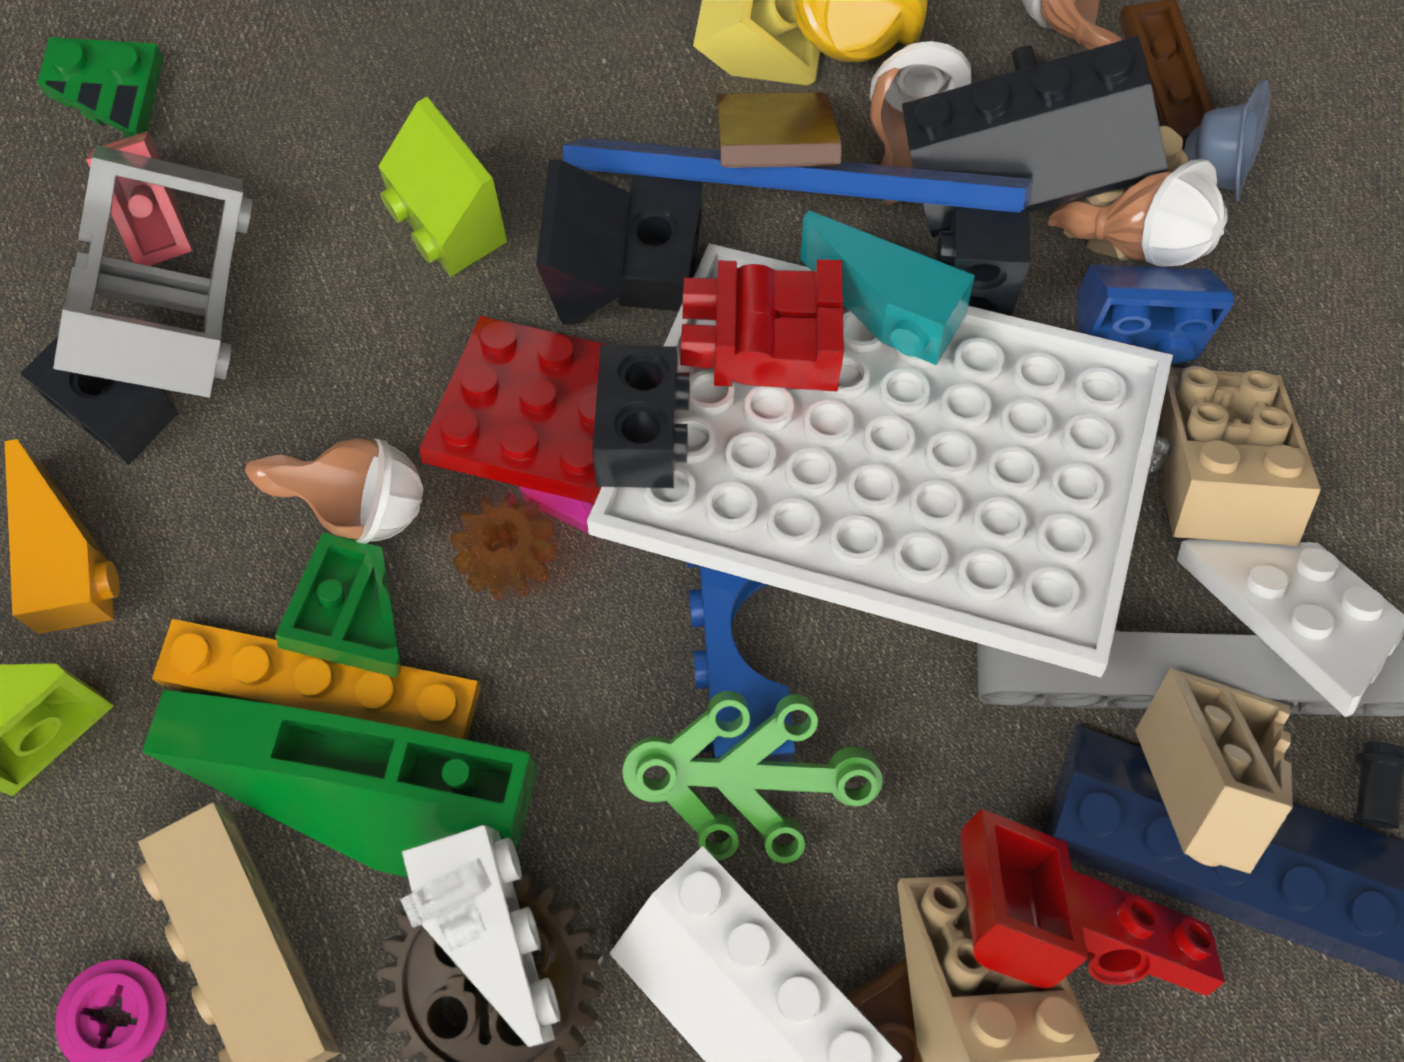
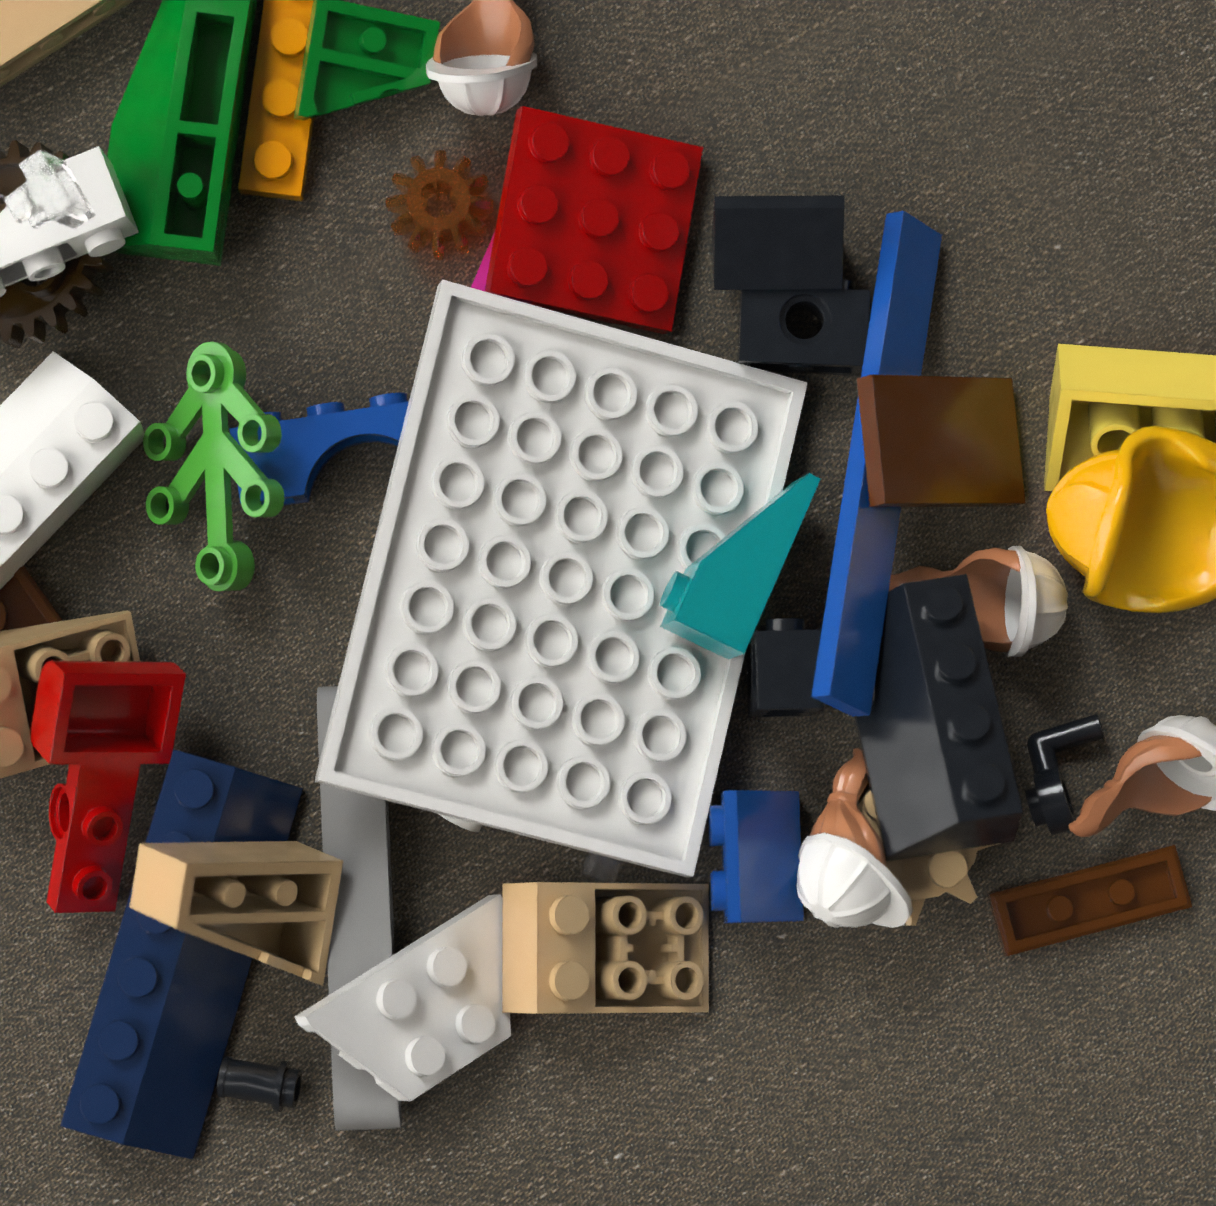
camera: 85 degrees right, 15 degrees up
(441, 191) = (834, 86): lime slope -> none
(635, 404) = (551, 302): black brick -> none
(767, 326) = (681, 444): red hips -> none
(1231, 138) = (979, 955): sand blue piece -> none

